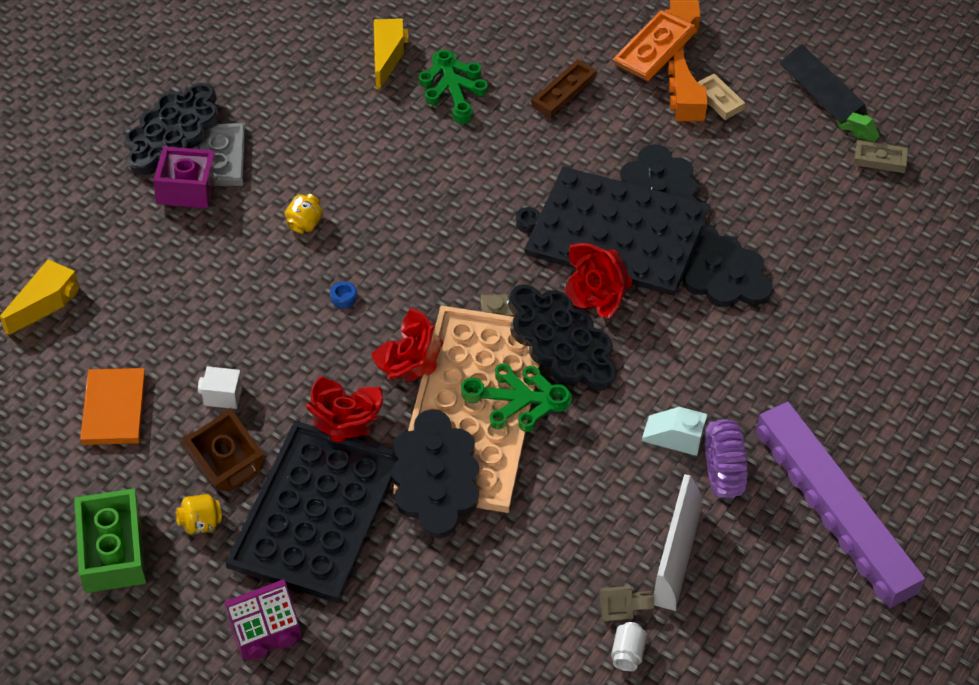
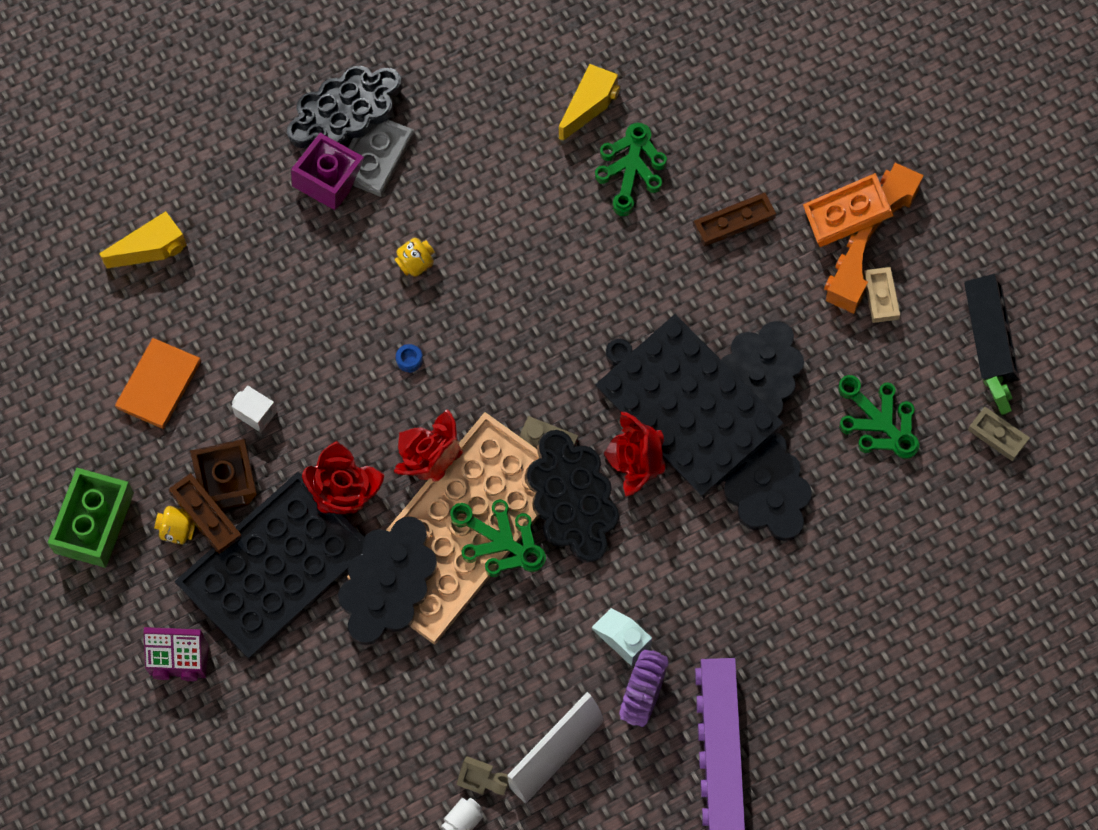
camera: 30 degrees right, 15 degrees up
(225, 487) = (204, 513): none -> reddish brown plate
(806, 191) = (880, 421): none -> green plant

